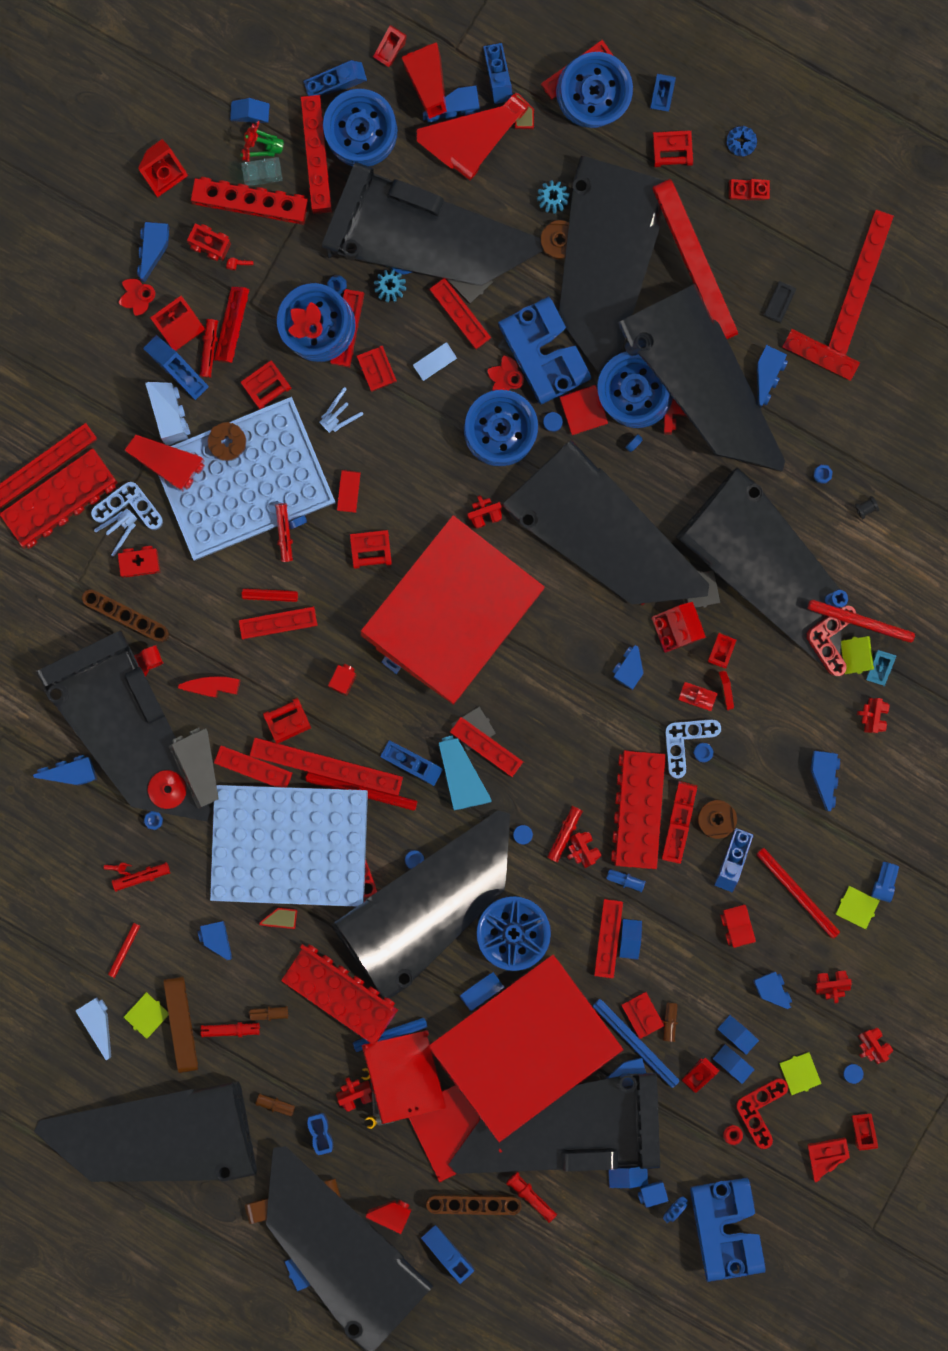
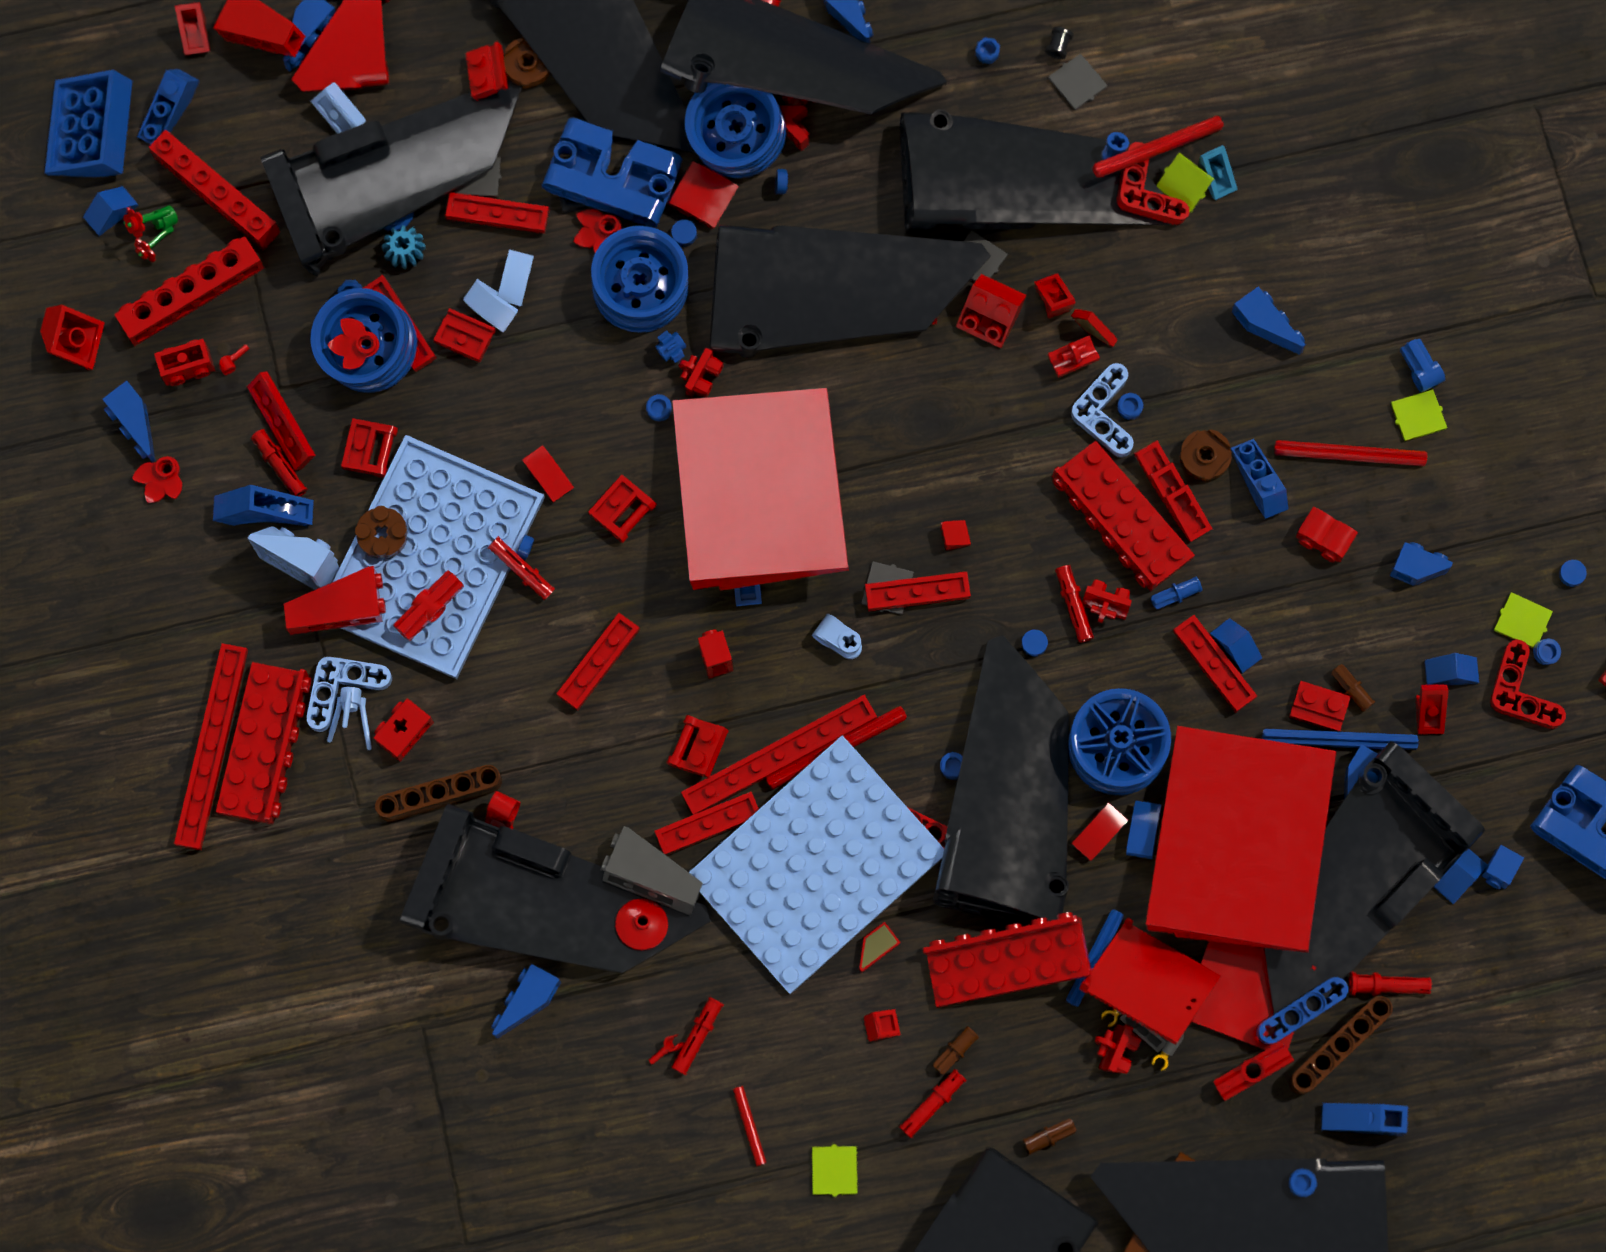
camera: 40 degrees left, 10 degrees down
(96, 1022) = (788, 1222): light blue slope -> none
(153, 820) = (657, 968): blue tile -> none
(177, 323) = (224, 464): red slope -> none
(180, 1024) = (878, 1145): reddish brown beam -> none
(211, 685) = (589, 782): red slope -> none
(214, 507) = (428, 605): none -> red piece
(216, 939) = (831, 1025): blue slope -> none
(243, 963) = (881, 1025): none -> red slope
(262, 171) = (175, 251): clear light blue brick -> none
(270, 595) = (564, 643): red axle -> none
(282, 50) = (89, 125): none -> blue slope
(321, 1137) = (1116, 1115): blue brick -> none
(330, 421) = (465, 424): light blue plant -> none
(341, 110) = (217, 96): blue wheel -> none
(378, 1258) = (1302, 1183): none -> blue tile
(391, 1215) = (1271, 1132): red slope -> none
(404, 364) = (489, 306): none -> light blue slope
(411, 763) = (860, 673): blue slope -> none
(419, 728) = (835, 634): none -> light blue piece
(425, 1176) = (1238, 1080): none -> red piece
(427, 171) = (337, 109): none -> light blue slope
(444, 510) = (659, 407): none -> blue tile
(457, 970) = (1099, 831): none -> red slope
(462, 779) = (921, 641): dark azure slope -> none
(470, 1170) = (1300, 1007): none -> blue beam
(482, 482) = (670, 346): none -> blue gear
(531, 224) = (486, 70): none -> red plate
(538, 734) = (955, 534): none -> red slope
(545, 197) = (483, 19): dark azure gear -> none
(630, 670) = (986, 391): blue slope -> none
(675, 1210) = (1539, 861): blue gear -> none
(733, 1141) = (1525, 733): red plate -> none
(738, 1034) = (1428, 638): blue slope -> none
(795, 1102) = (1547, 651): none -> blue tile
(833, 988) = (1473, 510): red hips -> none
(856, 539) = (1077, 82): none -> dark grey piece
(871, 715) = (1254, 224): red hips -> none
(872, 1048) = (1566, 529): red hips -> none

